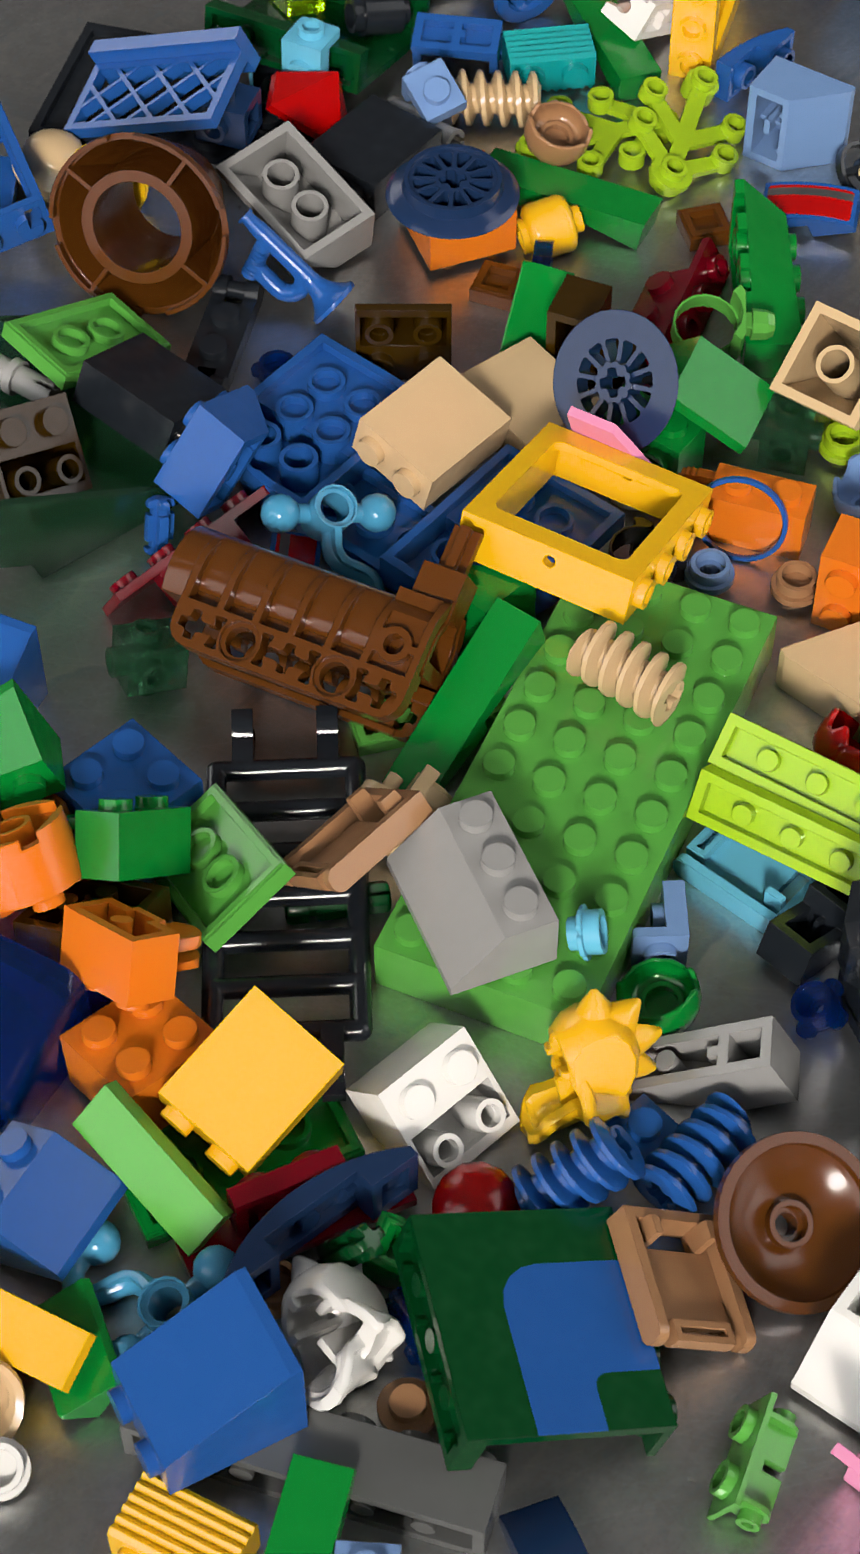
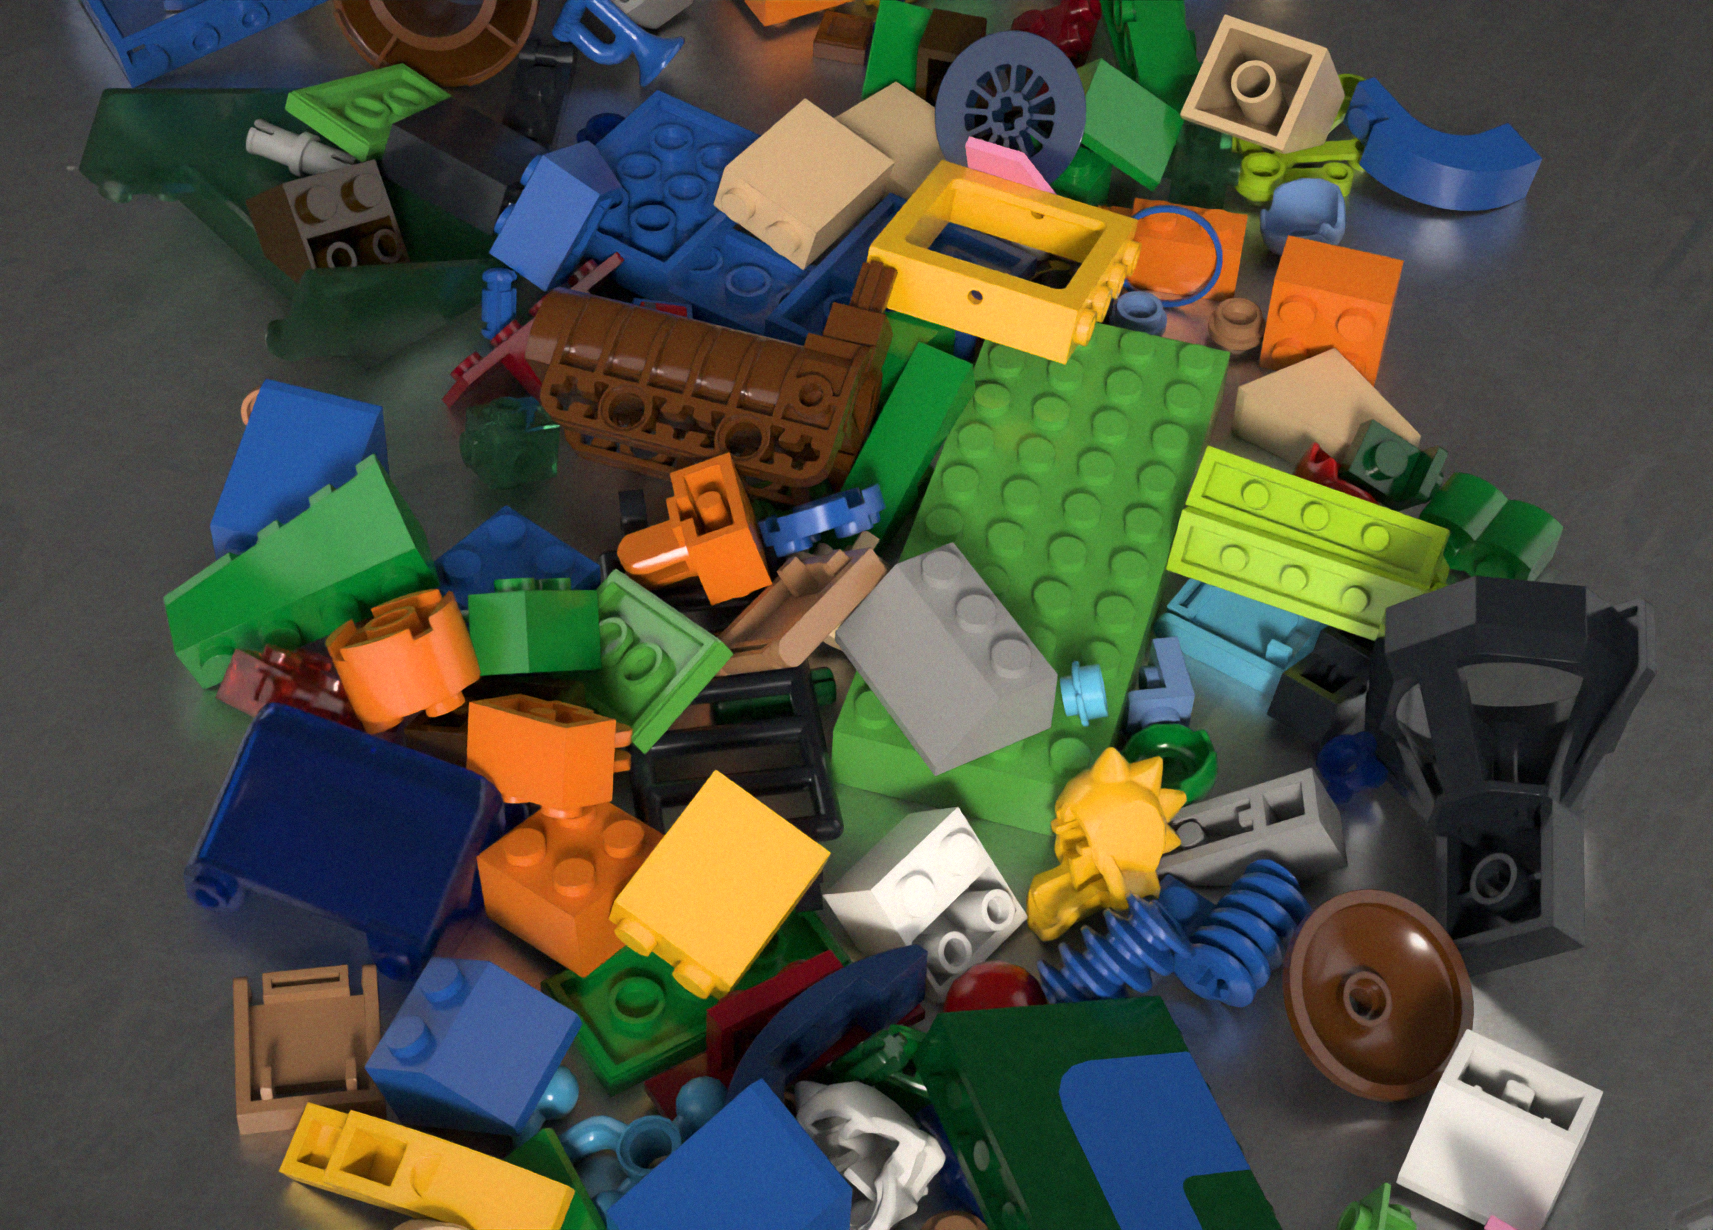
camera: 10 degrees left, 5 degrees down
(152, 1168) = (612, 995): tile -> none
(295, 760) = (707, 536): none -> orange brick
(374, 512) = (750, 272): dark azure piece -> none
(403, 336) = (751, 83): dark brown slope -> none
(410, 746) = (841, 511): none -> blue plate
(627, 672) = (1079, 413): tan piece -> none
(675, 1295) = (1257, 1087): medium nougat container -> none
(757, 324) = (1147, 54): bright green piece -> none

